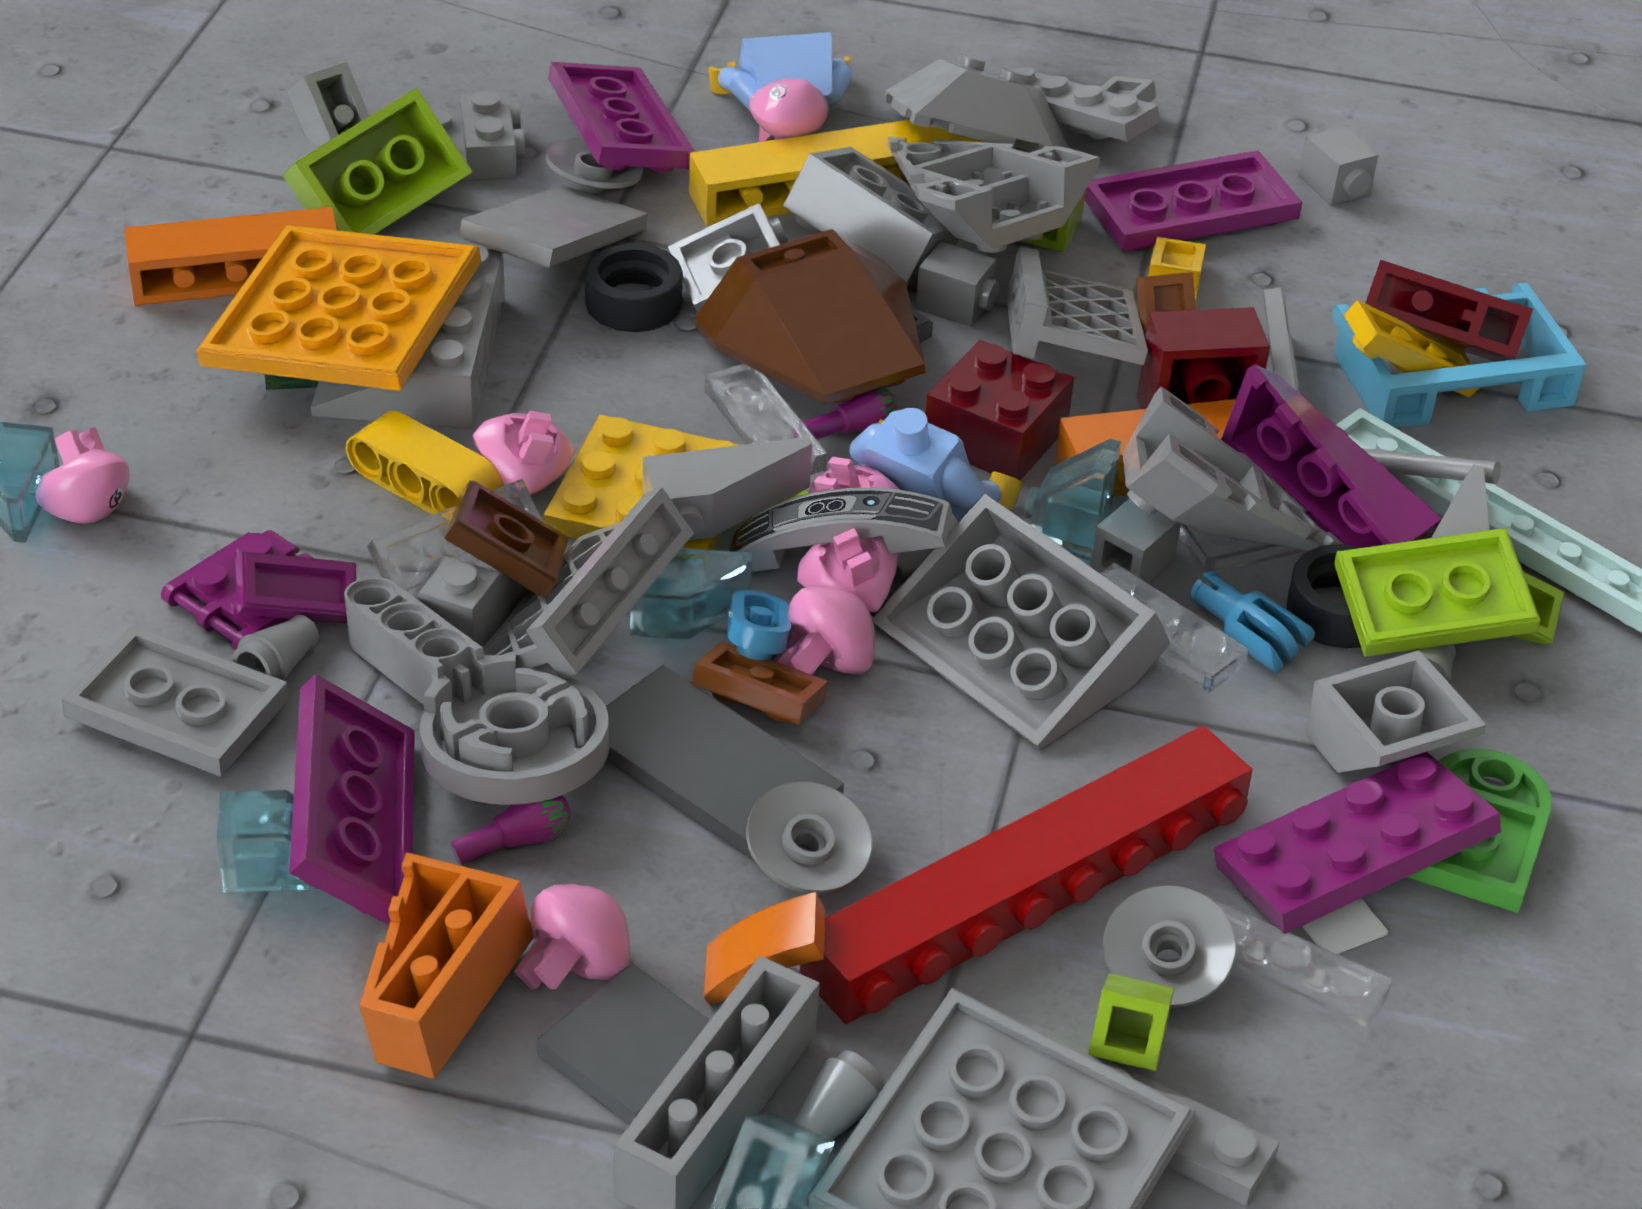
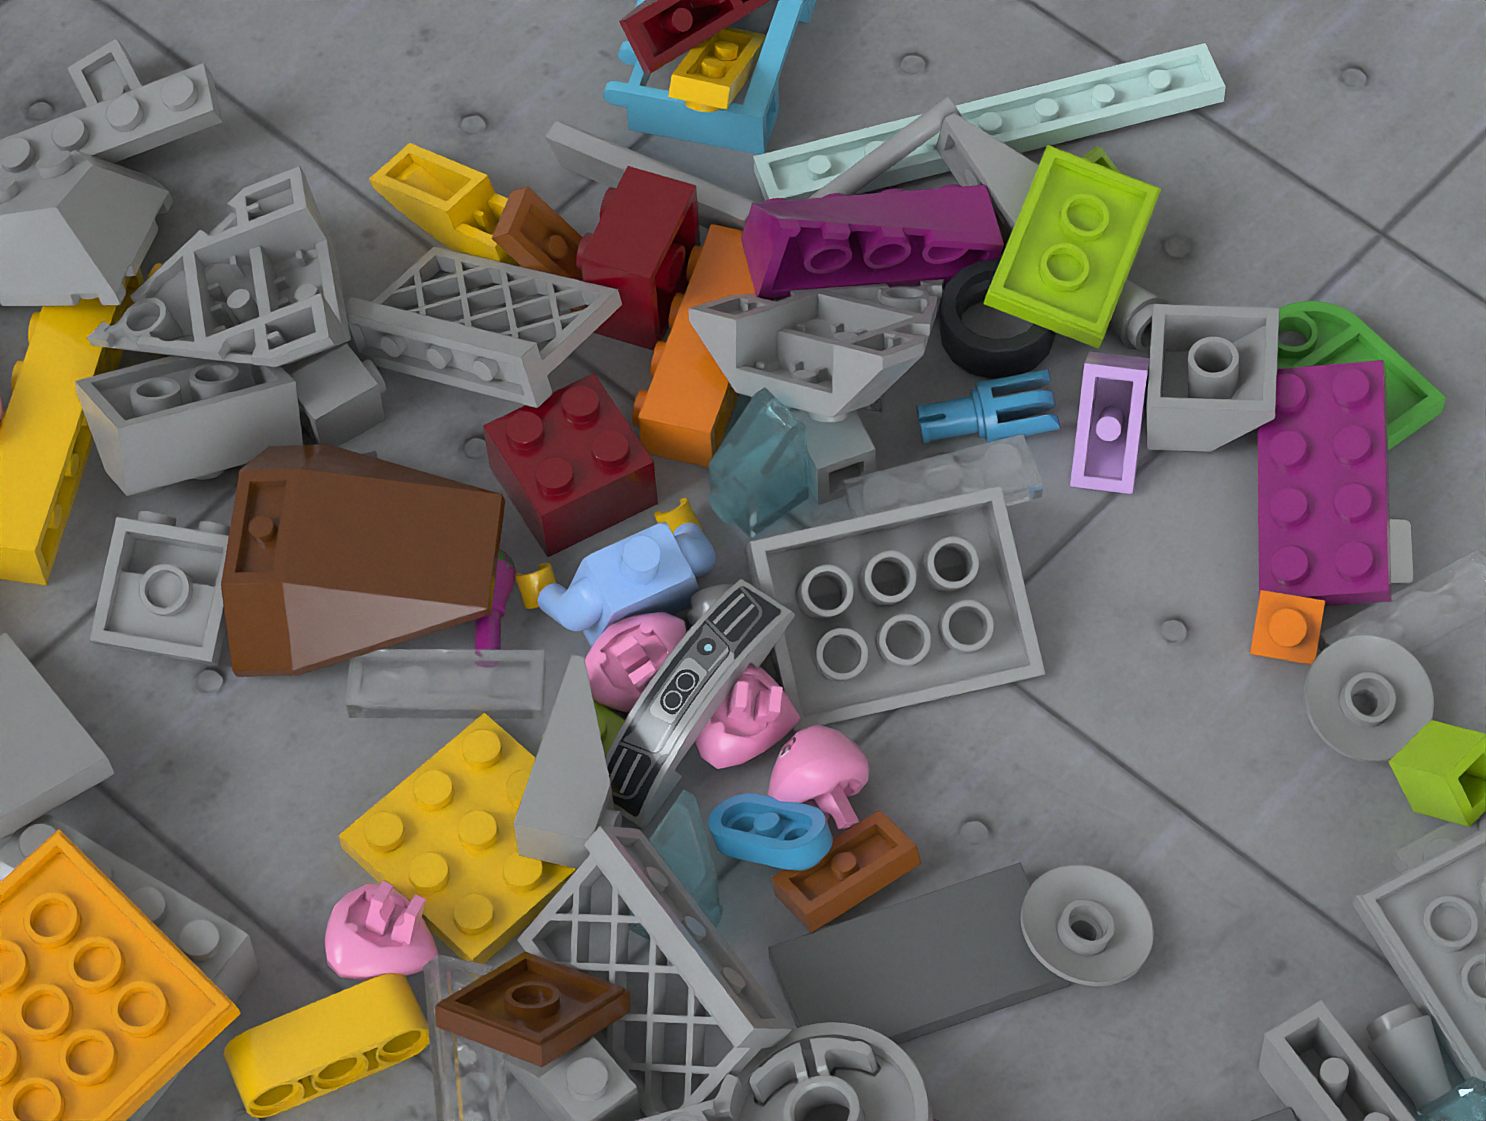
camera: 55 degrees left, 15 degrees up
(629, 309) = (128, 665): black tyre -> none
(783, 933) = (1218, 1030): orange slope -> none
(1027, 872) = (1220, 768): red brick -> none
(1192, 200) = (330, 107): magenta plate -> none
(1202, 866) = (1287, 627): none -> orange plate
(1280, 698) = (1110, 422): none -> lavender slope

